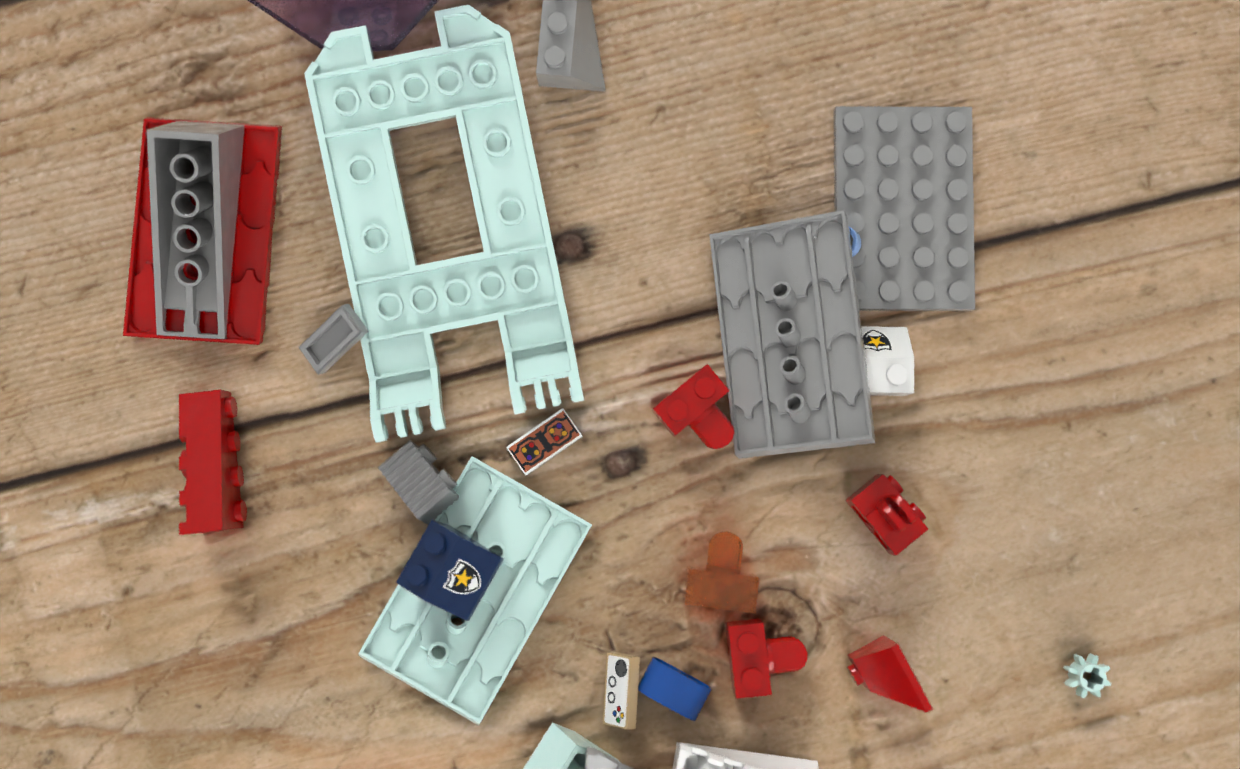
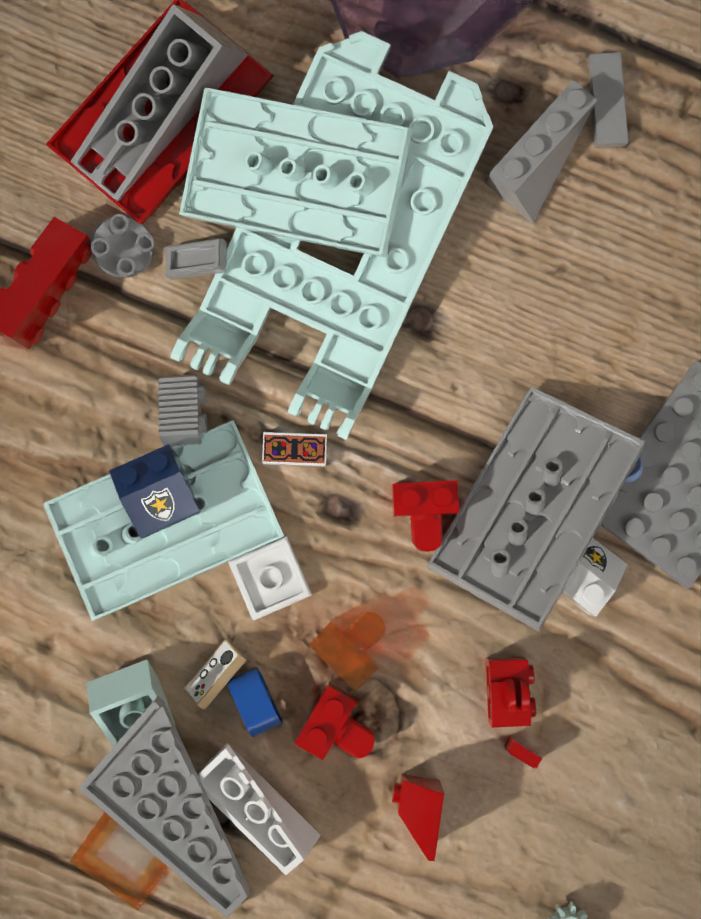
camera: 30 degrees right, 0 degrees up
(259, 376) = (122, 246): none -> light grey dish
(364, 198) = (295, 172): none -> light aqua piece
(607, 570) = (270, 578): none -> white tile
(938, 557) = (522, 753): none -> red tile

